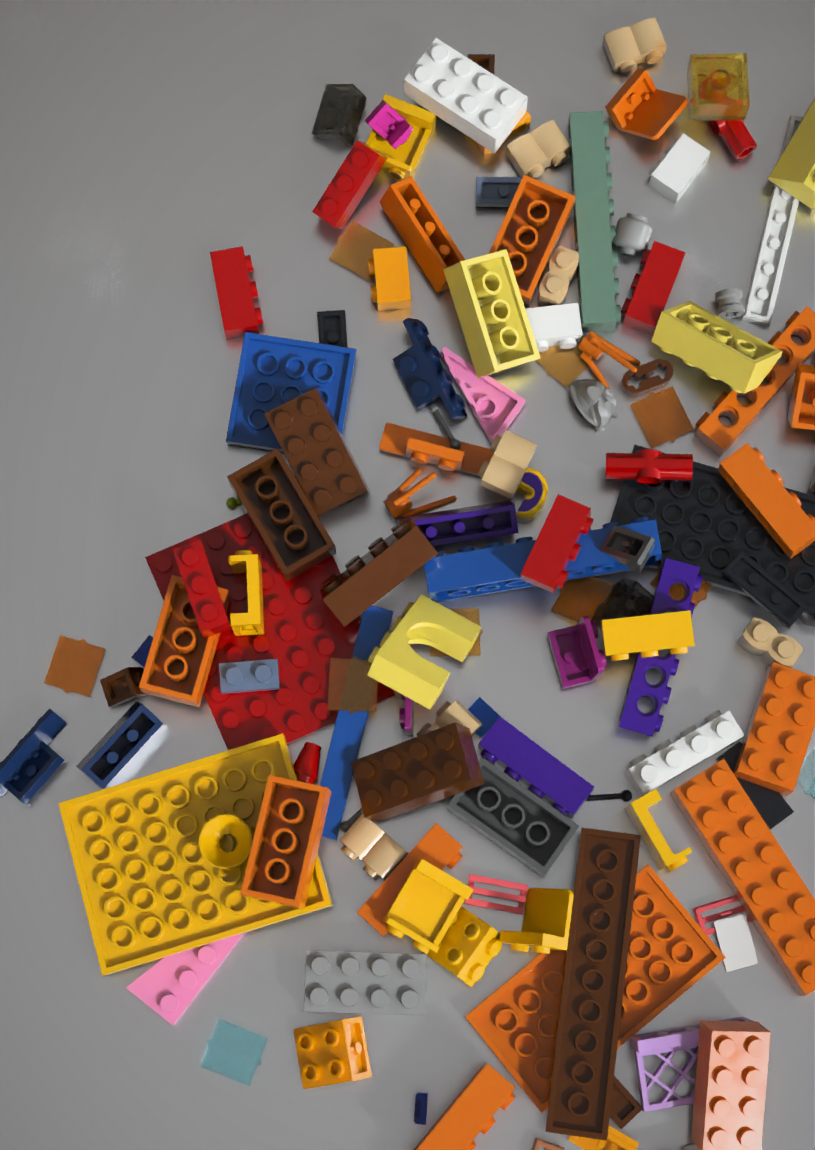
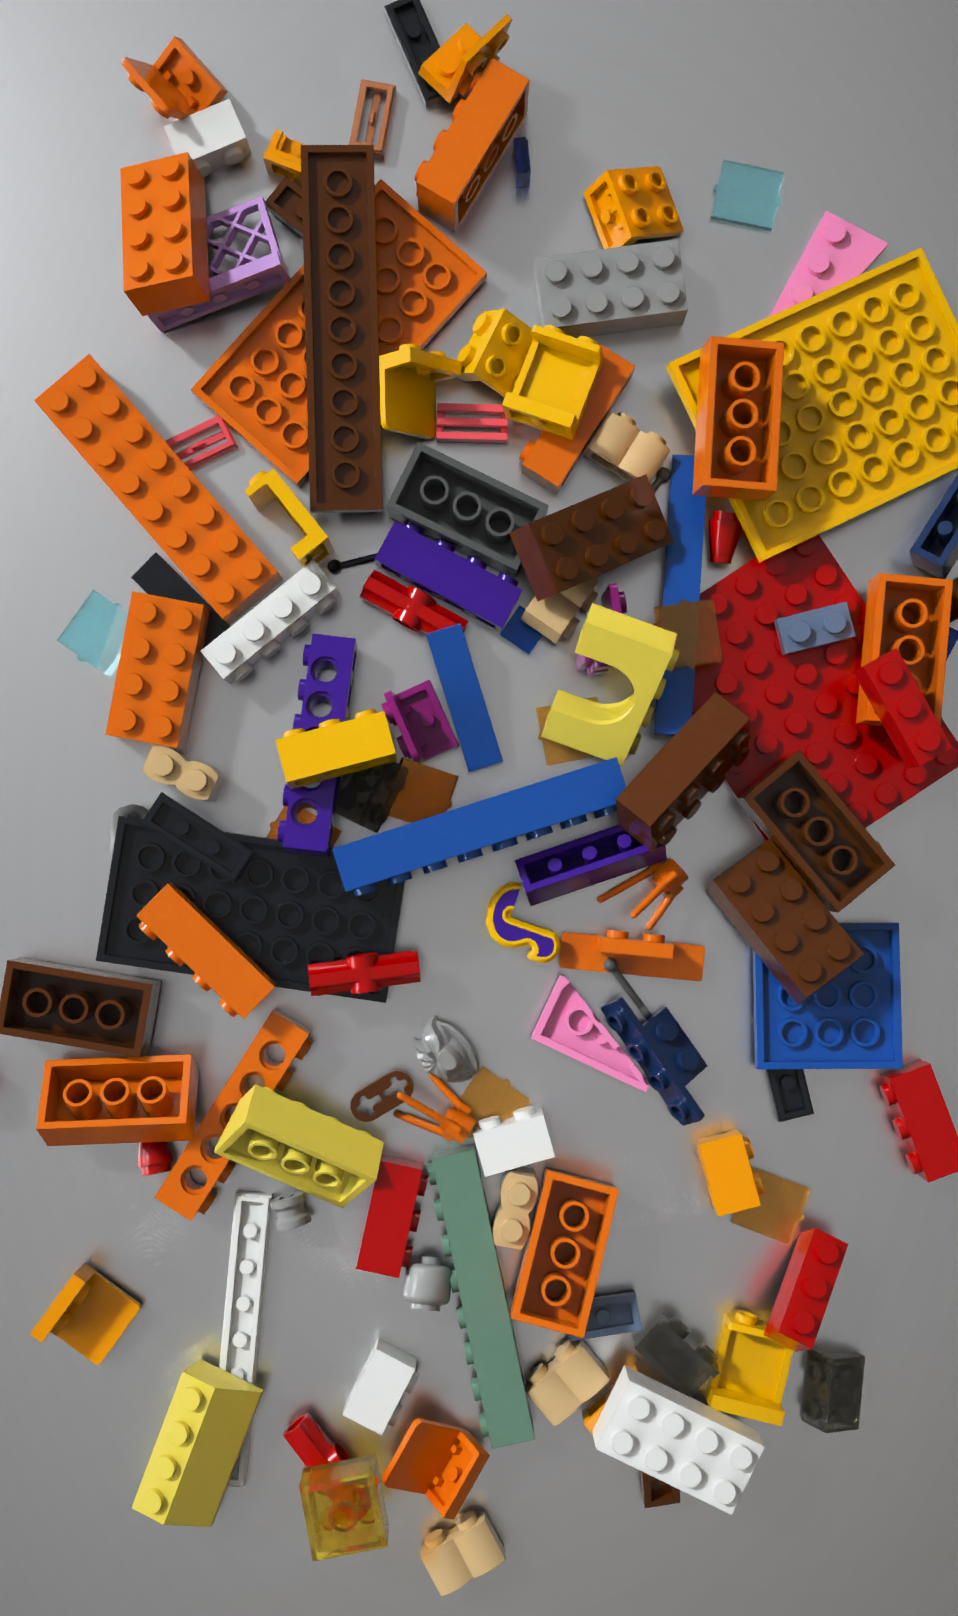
camera: 170 degrees right, 10 degrees up
(215, 831) = (821, 402): yellow piece -> none
(253, 621) = (831, 722): yellow panel -> none
(389, 124) = (767, 1383): dark pink bracket -> none
(421, 230) = (697, 1239): orange brick -> none
(452, 155) = (677, 1355): none -> clear smoke bracket
(491, 313) = (594, 1141): light yellow slope -> none
(507, 464) = (542, 944): tan brick -> none
(537, 668) = (464, 697): none -> blue tile
(557, 544) = (466, 836): red brick -> none
(567, 747) = (408, 605): none -> red piece
(628, 547) = (376, 845): dark grey slope -> none
(662, 417) = (356, 1047): clear orange piece -> none
(736, 942) = (181, 413): white sticker -> none

